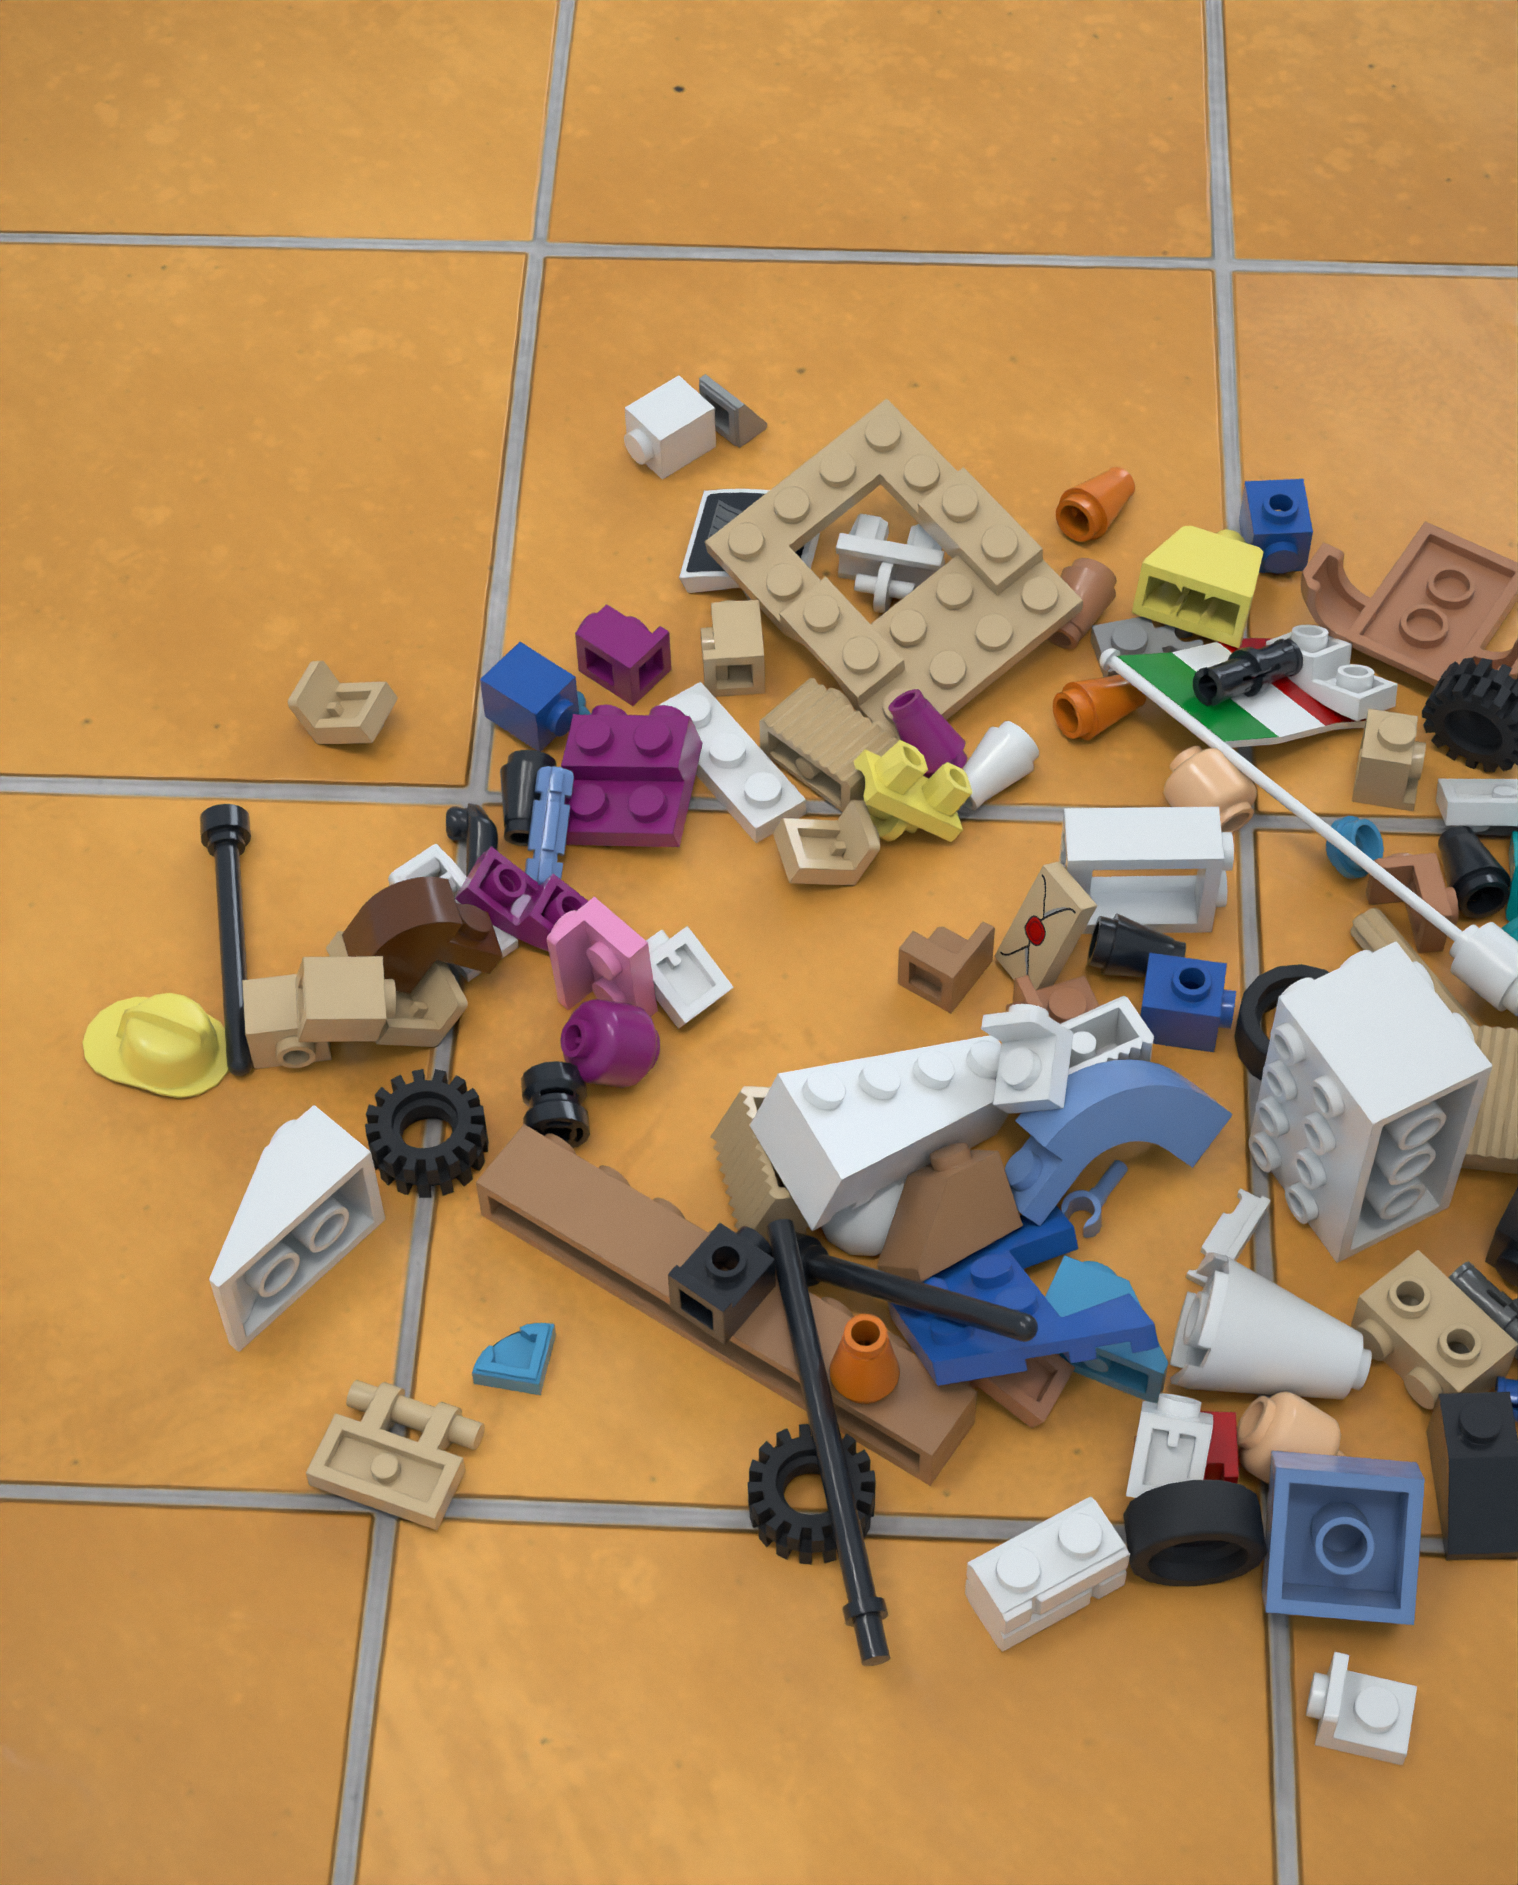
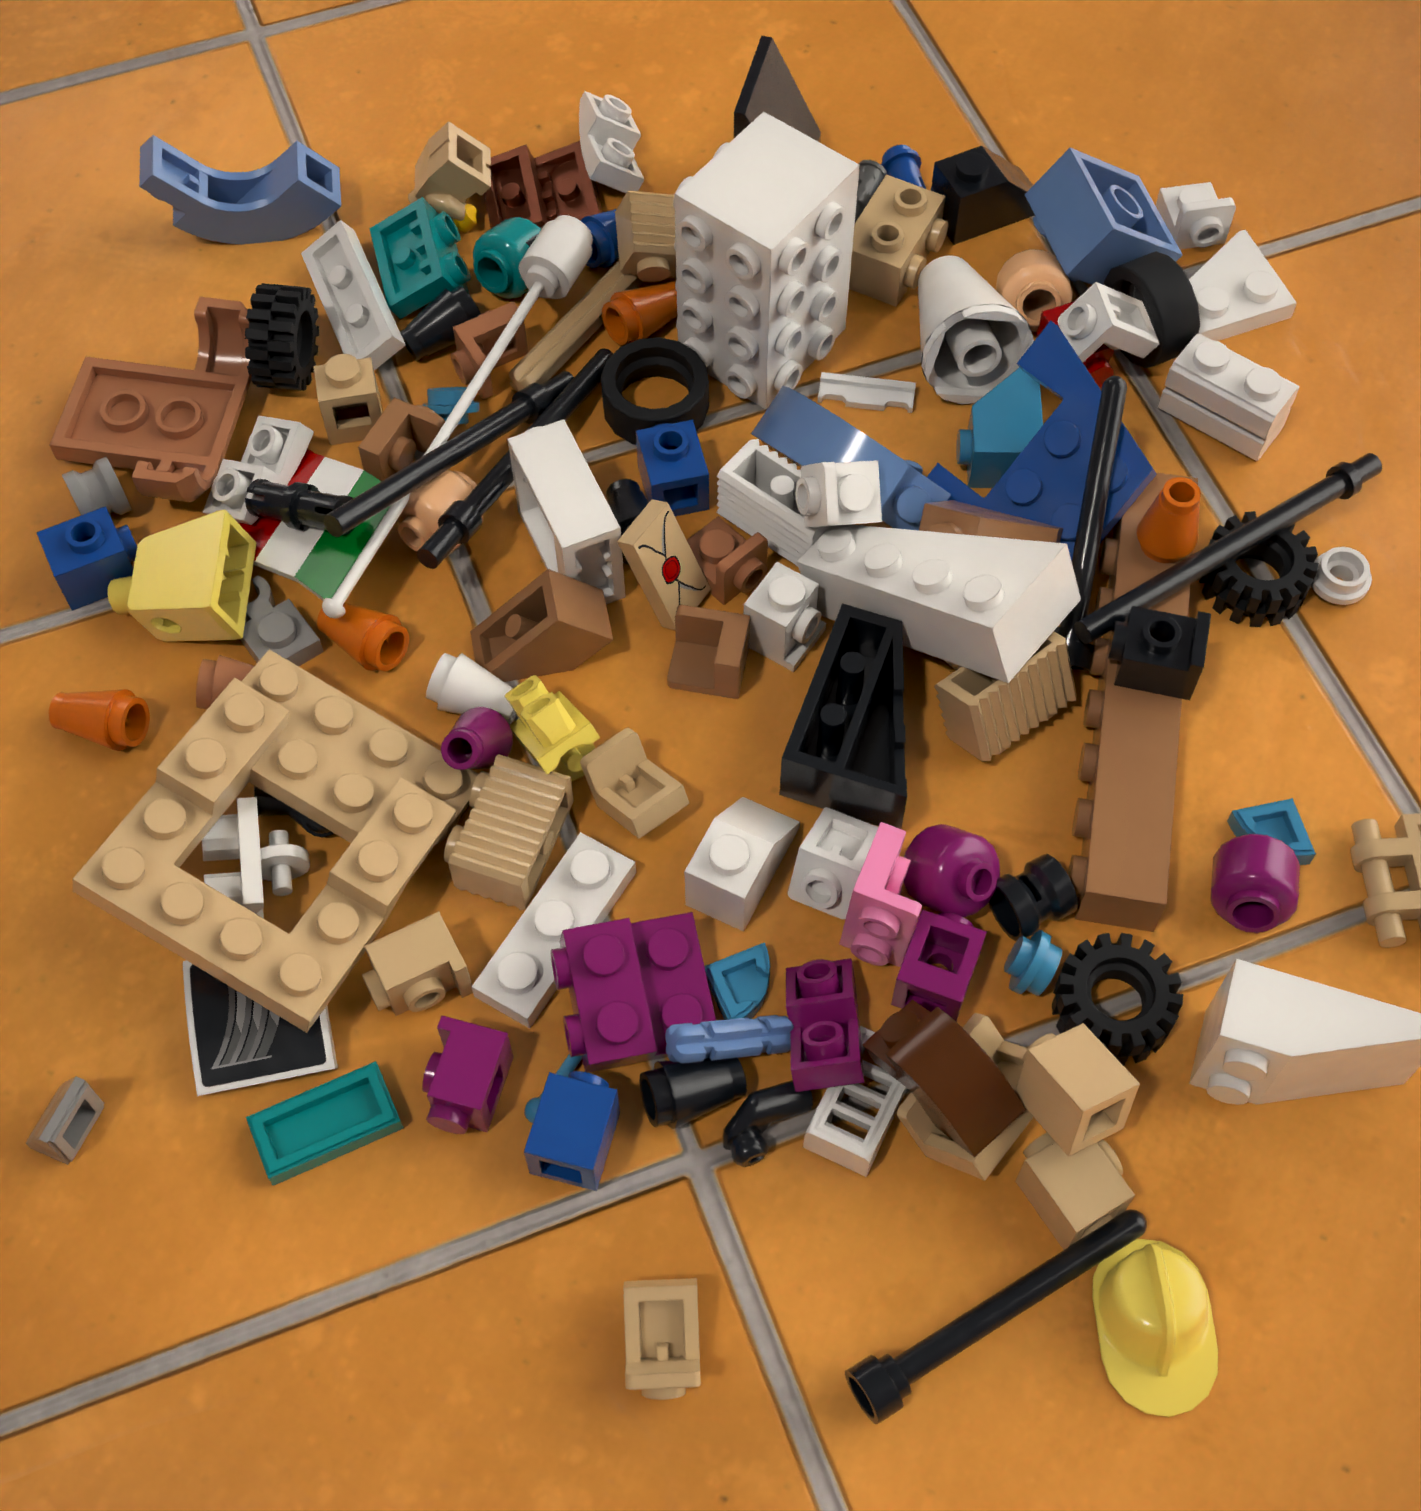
camera: 115 degrees left, 5 degrees up
(468, 1293) = (1255, 882): none -> magenta head
(495, 1081) = (1032, 963): none -> dark azure plate
(527, 1002) = (944, 941): none -> magenta brick
(603, 872) = (740, 982): none -> dark azure tile
(642, 567) = (324, 1123): none -> teal tile
(669, 427) = (115, 1167): white brick -> none
(717, 900) = (737, 861): none -> white slope
(766, 1560) = (1347, 565): none -> white plate
(784, 1013) = (851, 724): none -> black wedge
(949, 1012) = (784, 616): none -> white brick
(1027, 834) = (543, 629): none -> medium nougat slope
(1168, 781) = (464, 517): none -> black bar
(1221, 1694) = (1239, 291): none -> white wing
(1317, 783) = (397, 436): none -> medium nougat bracket
(1321, 908) = (525, 408): none -> black bar
(1358, 537) = (97, 489): none -> light grey wheel

